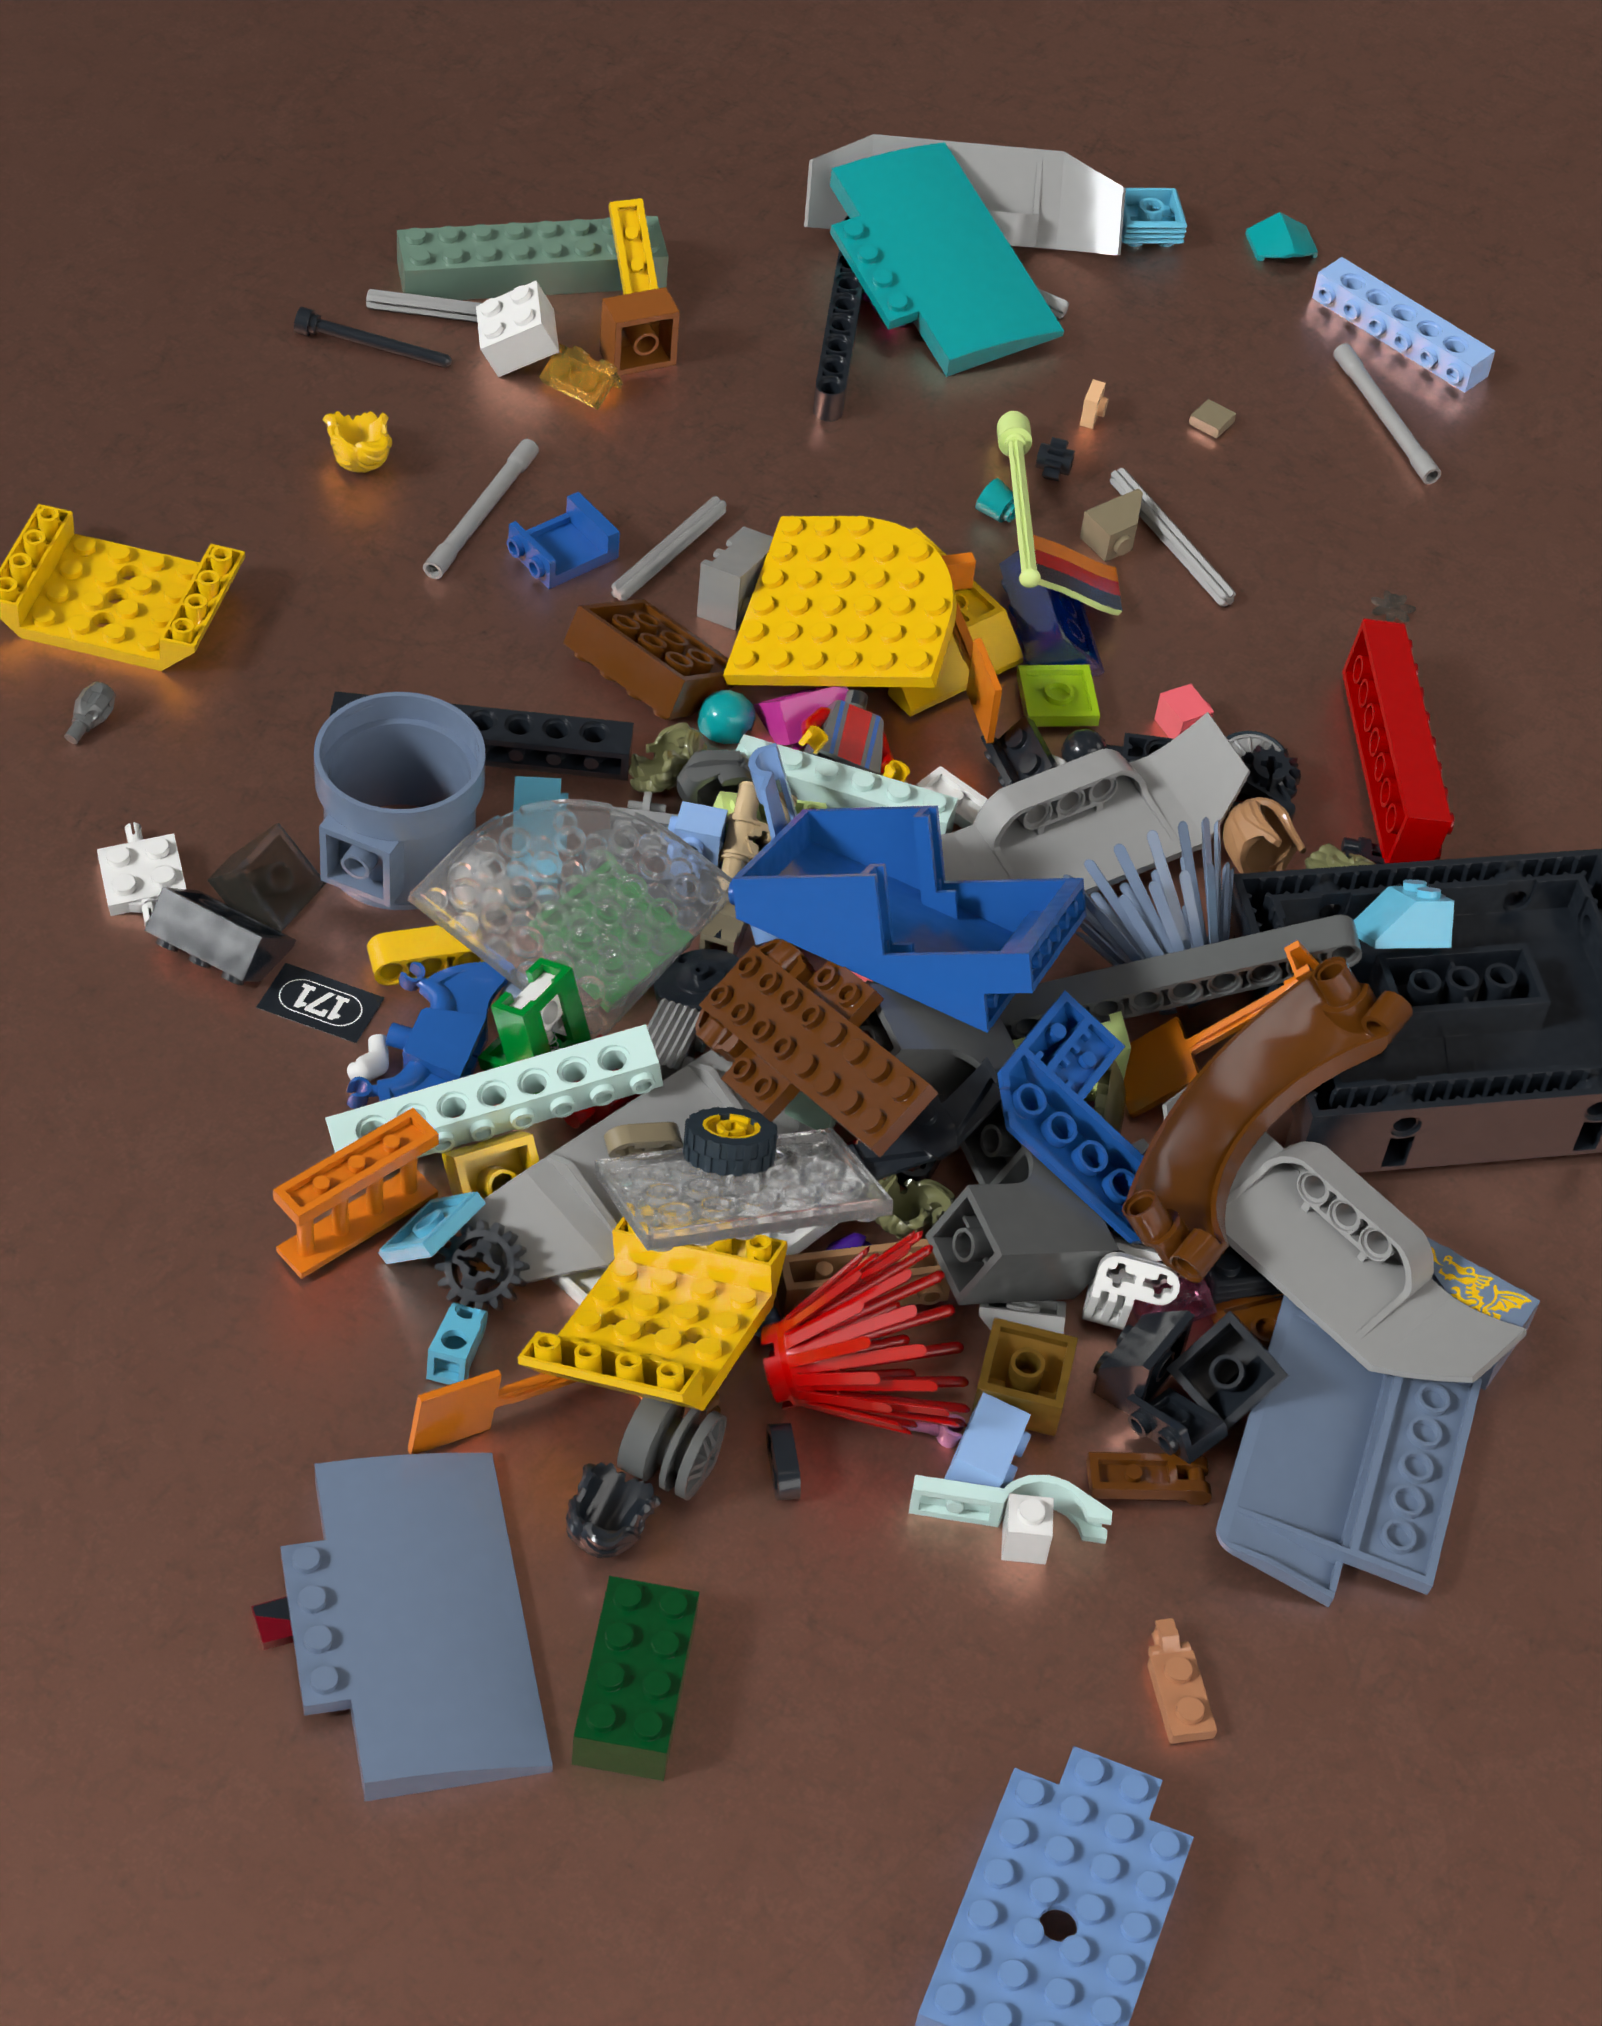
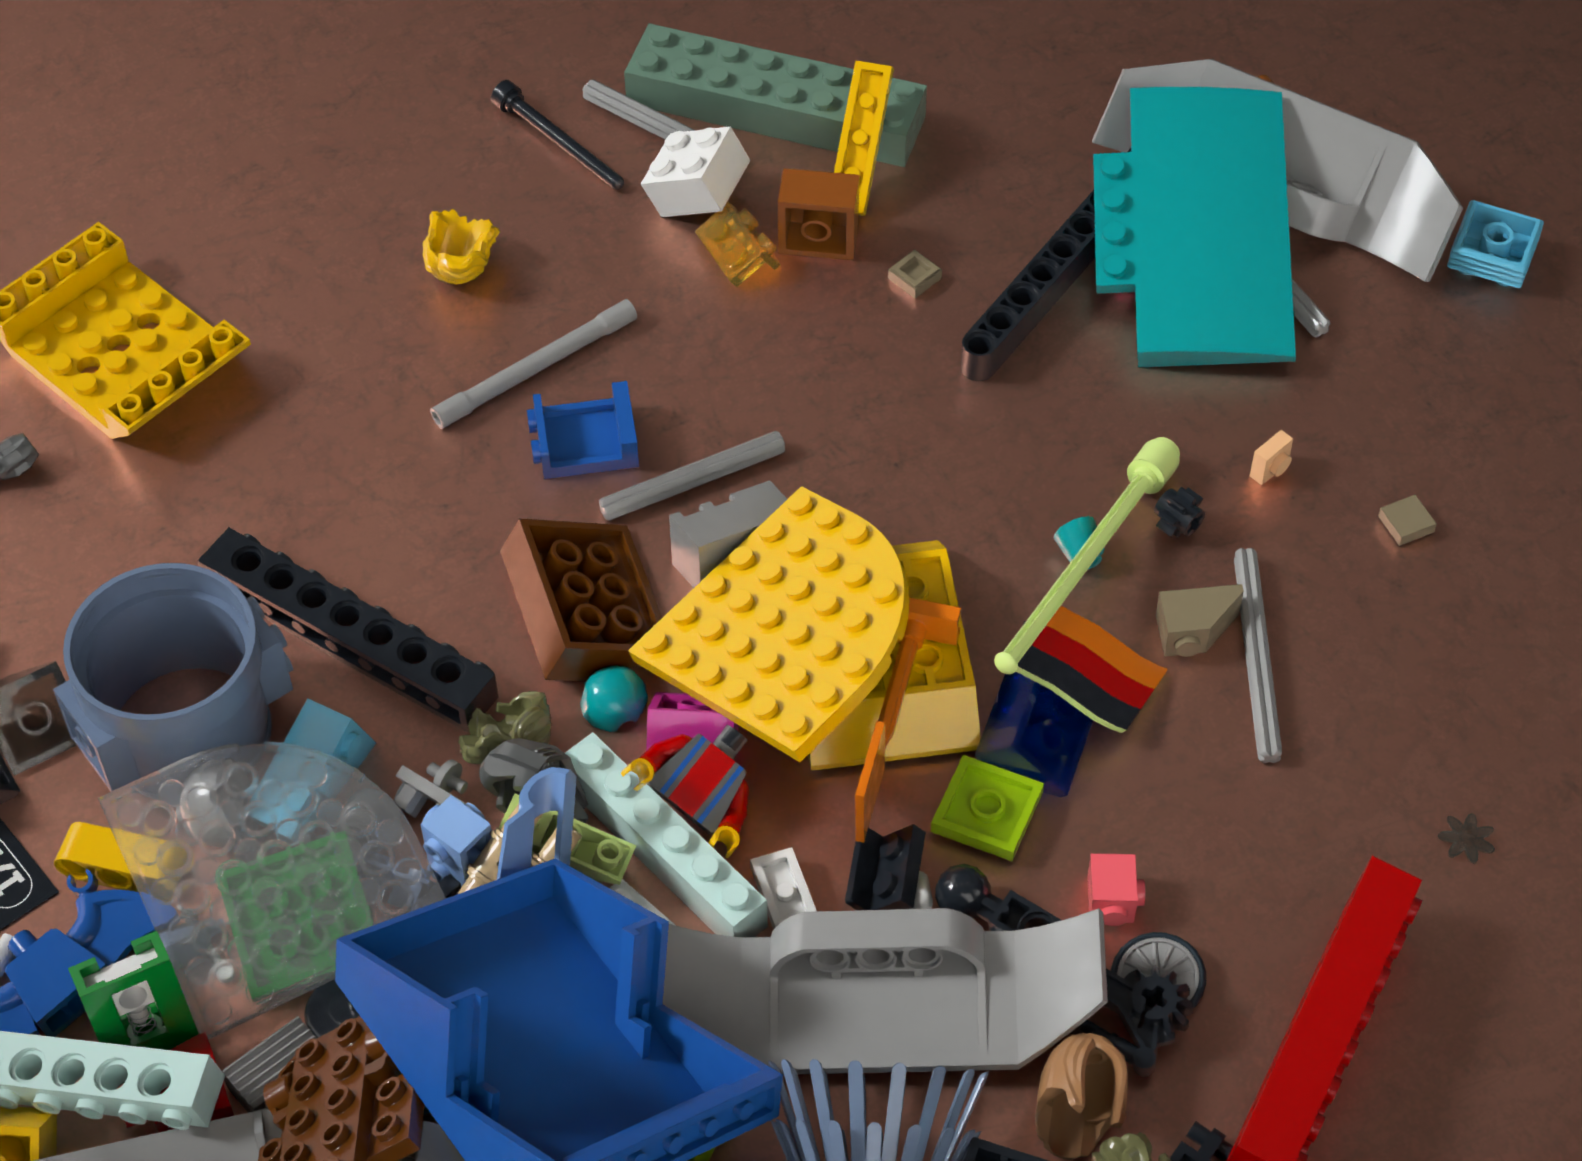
camera: 35 degrees right, 5 degrees up
(733, 359) = (914, 273): none -> dark tan tile

